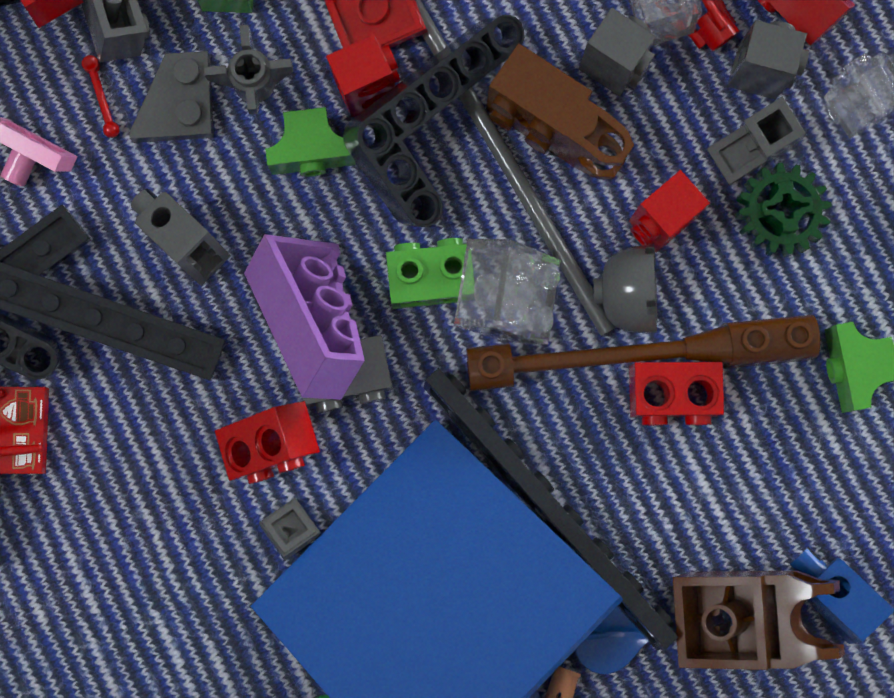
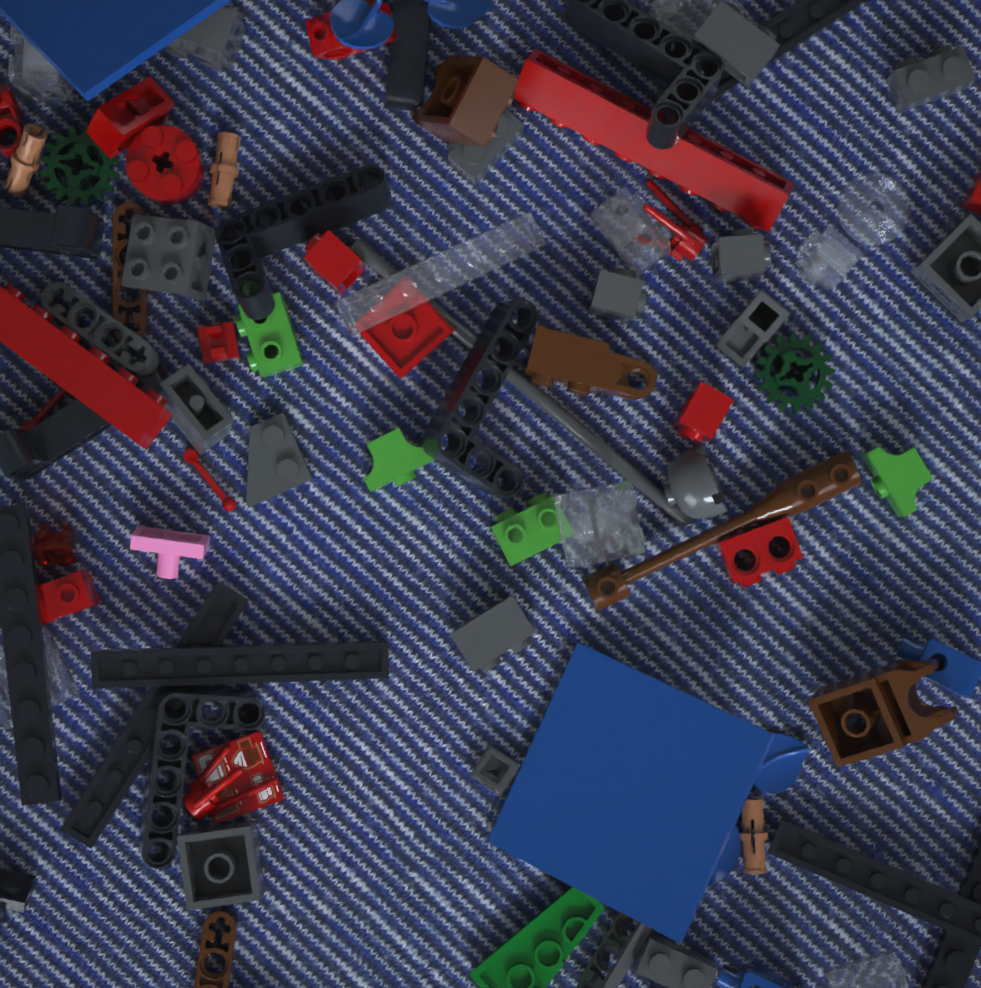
camera: 20 degrees left, 5 degrees up
(179, 235) = (329, 577): dark grey torso -> none
(250, 64) = (318, 415): dark grey brick -> none
(267, 441) = (454, 711): red brick -> none
(307, 312) = (449, 599): medium lavender wedge -> none
(363, 73) = (420, 390): red brick -> none
(536, 493) = (706, 687): black plate -> none

